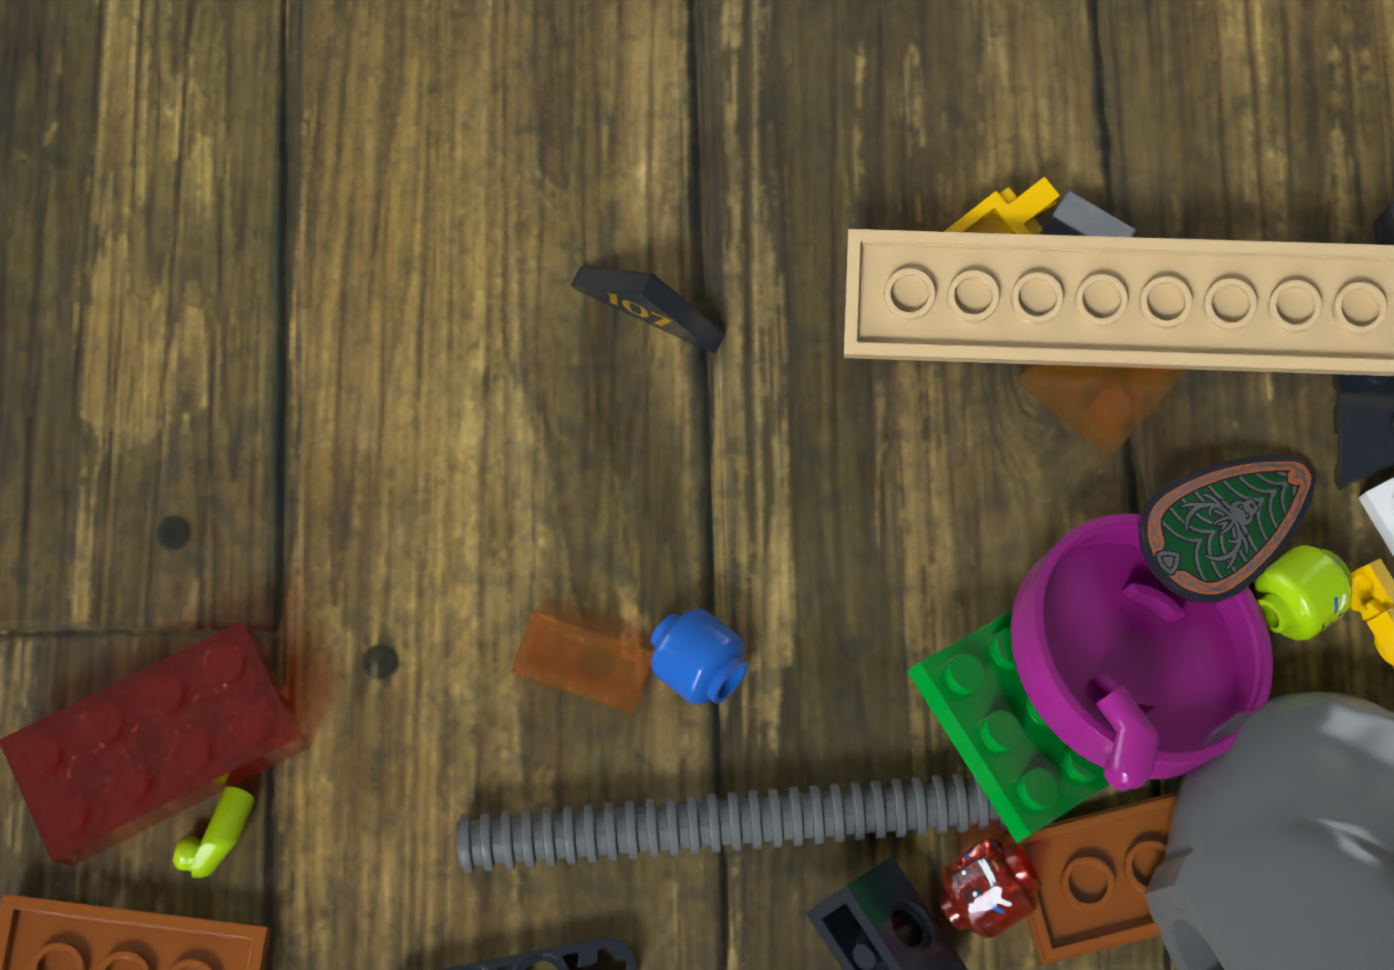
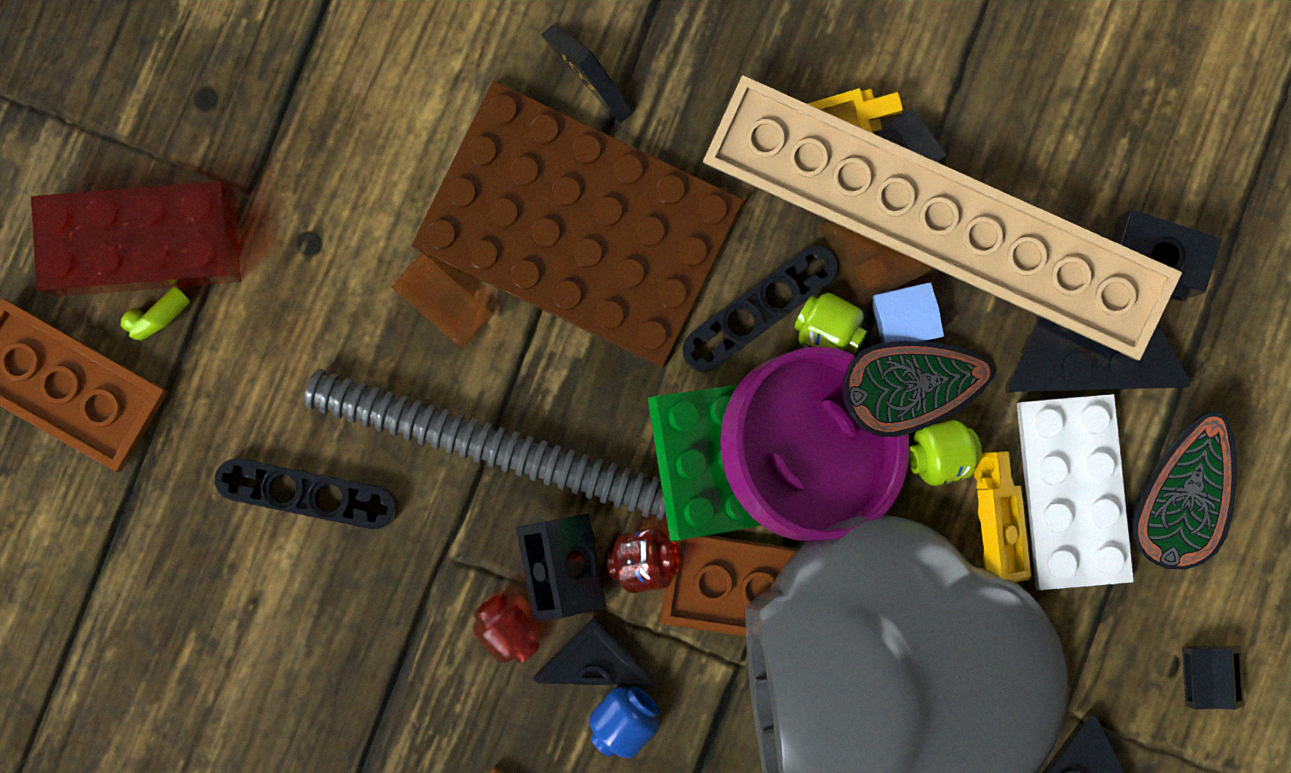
camera: 25 degrees right, 10 degrees up
(698, 657) = (518, 328): blue head -> none
(717, 497) = (577, 223): none -> reddish brown plate
(986, 508) = (755, 304): none -> black beam
(1088, 488) = (831, 324): none -> lime head
(1134, 743) = (772, 509): magenta arm -> none
(1177, 441) = (908, 314): none -> light blue piece

